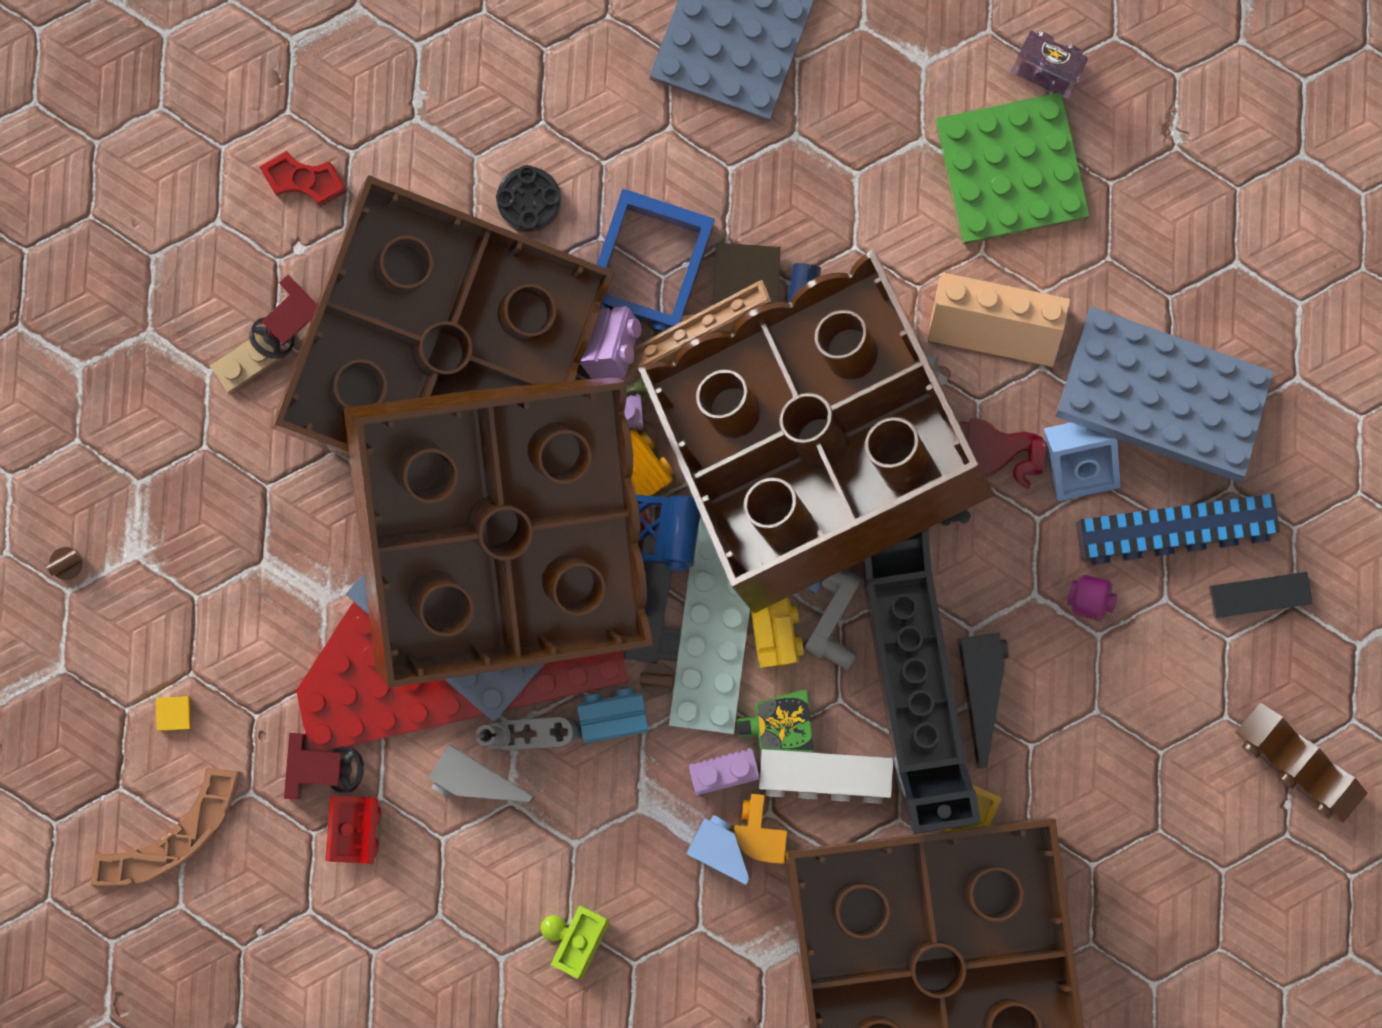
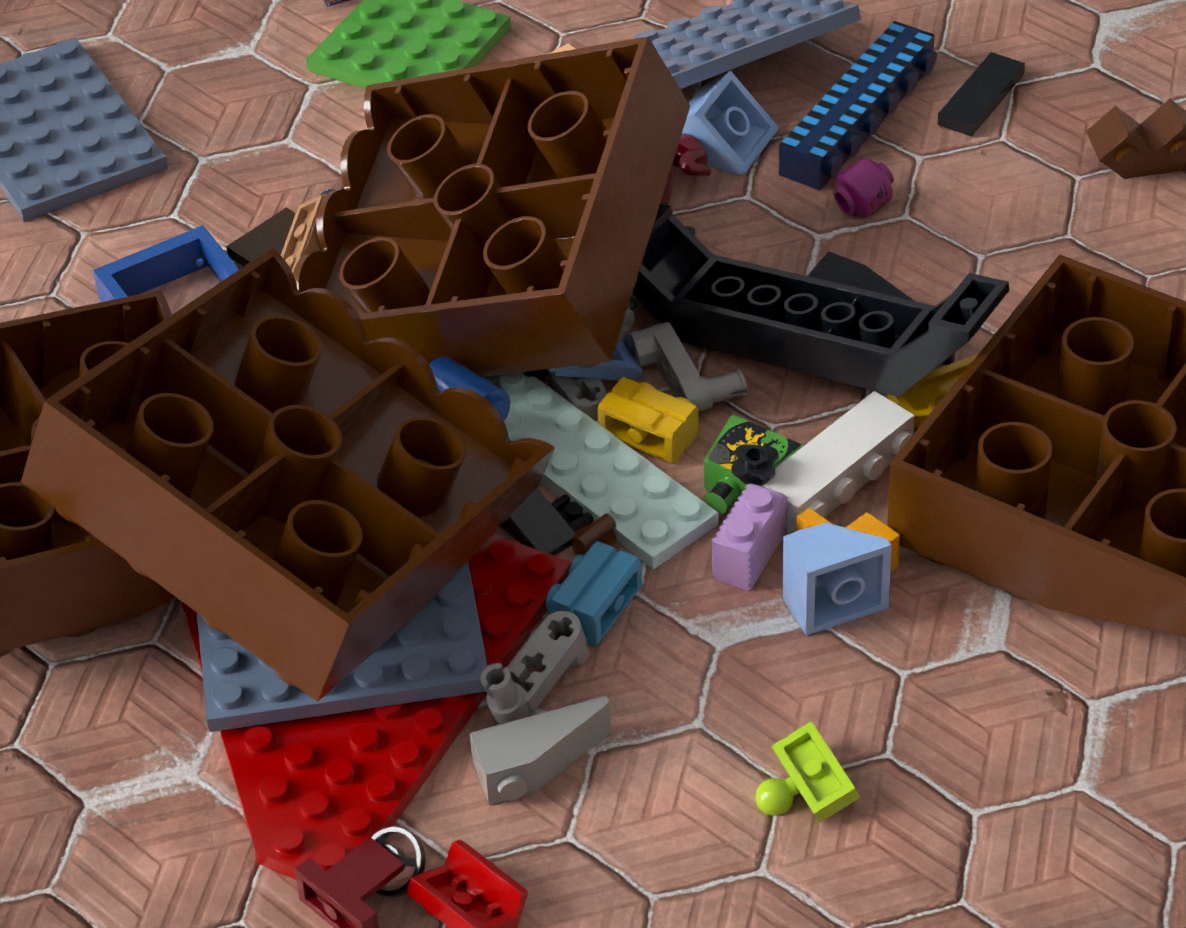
camera: 45 degrees left, 40 degrees down
(758, 740) = (754, 464): none -> black plate

